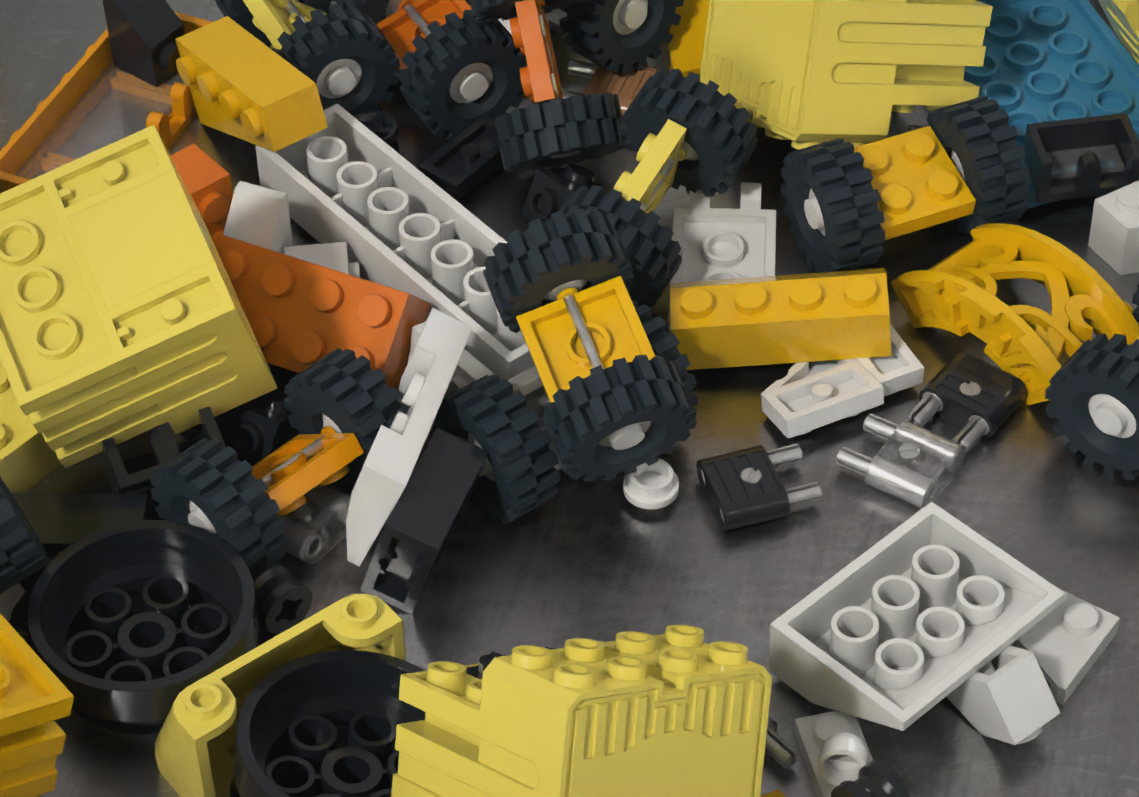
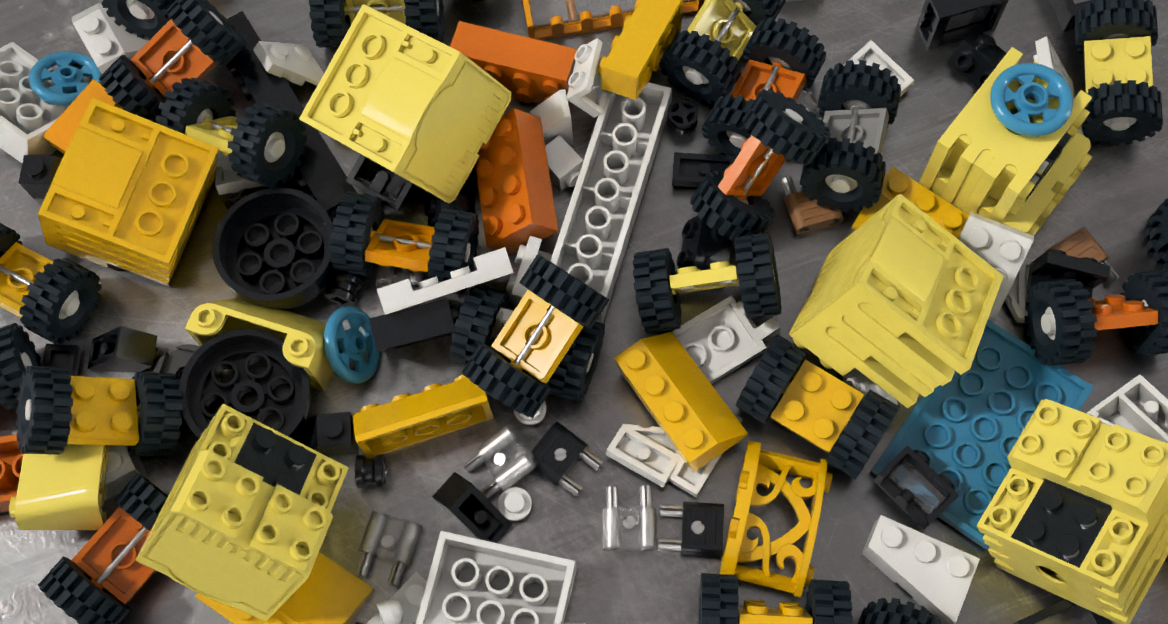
camera: 60 degrees right, 25 degrees up
(246, 149) = (585, 81): none -> white bracket
(414, 623) = (351, 345): none -> dark azure plate
(573, 564) = (420, 416): none -> yellow slope
(708, 532) = (505, 458): none -> clear piece
(739, 602) = (471, 509): none -> black slope
(780, 567) = (515, 504): none -> white plate

